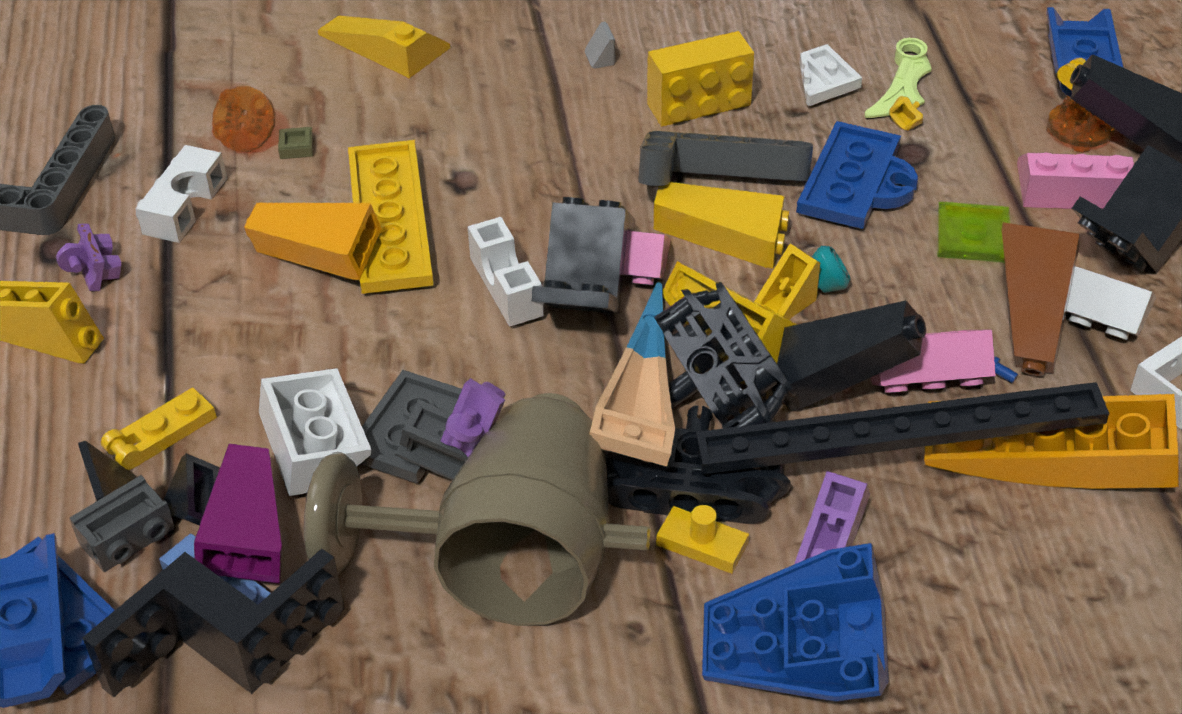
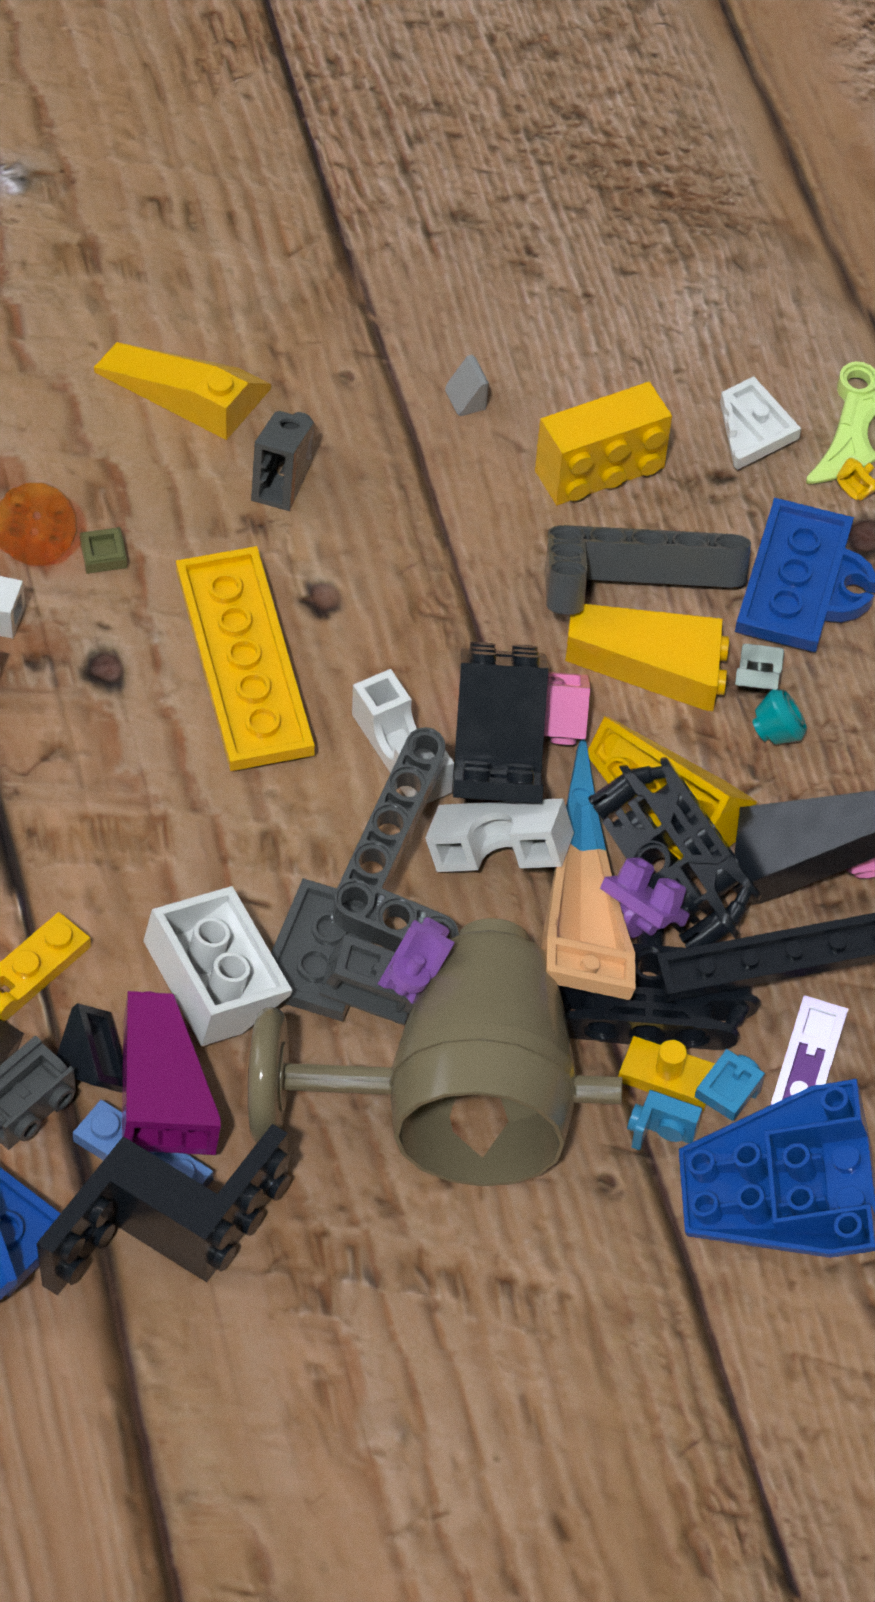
camera: 10 degrees left, 10 degrees up
(316, 235) = (165, 697): light orange slope -> none
(445, 84) = (285, 441): none -> dark grey torso
(475, 343) = (388, 849): none -> dark grey beam
(600, 335) = (470, 831): none -> white arch
(691, 395) = (642, 906): none -> medium lavender hips
(693, 572) = (666, 1116): none -> dark azure bracket
(756, 548) = (730, 1084): none -> dark azure bracket
(791, 283) = (738, 741): yellow slope -> none
(813, 233) = (760, 666): none -> bracket

